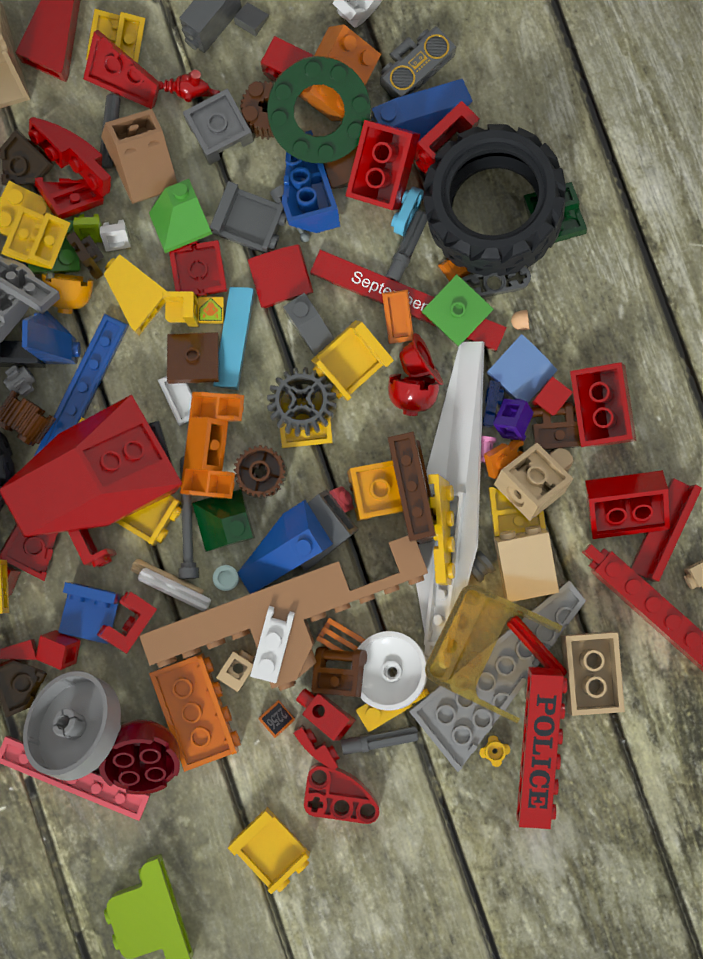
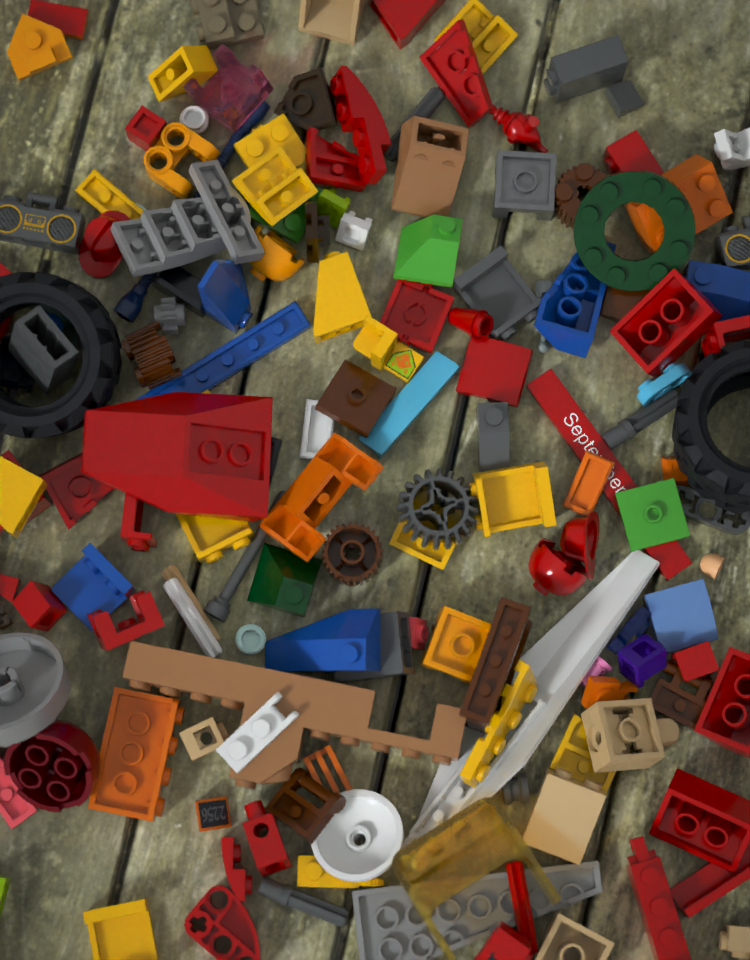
camera: 30 degrees right, 5 degrees down
(242, 250) = (472, 321): none -> red cone

